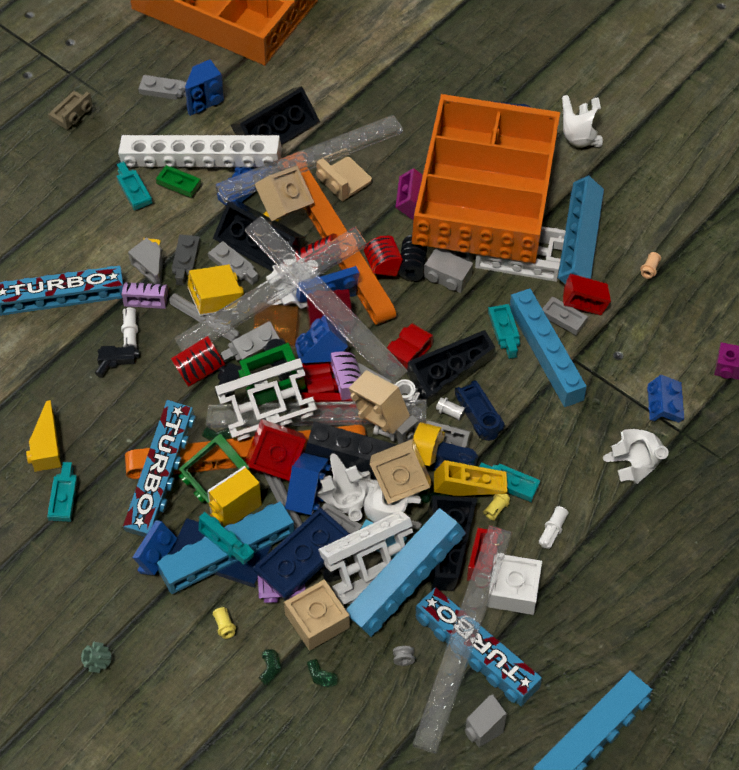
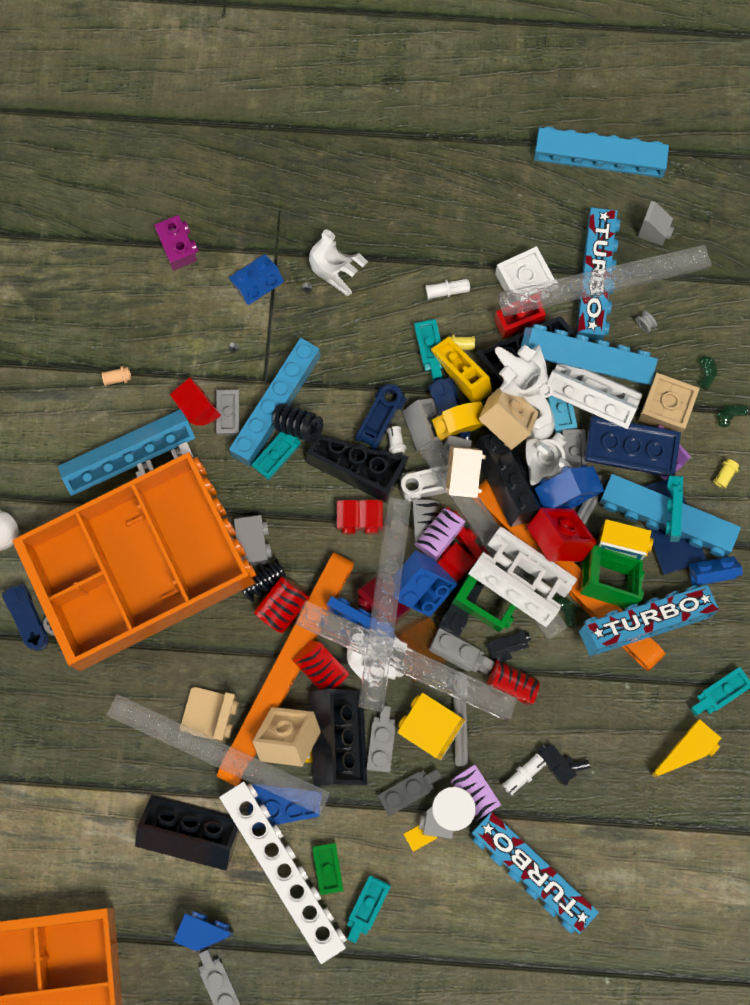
camera: 125 degrees left, 20 degrees up
(146, 264) = (453, 808): none -> white sticker
(408, 192) = (189, 633): magenta brick -> none
(422, 496) = (524, 374): none -> white piece
(515, 337) = (297, 422): none -> black piece

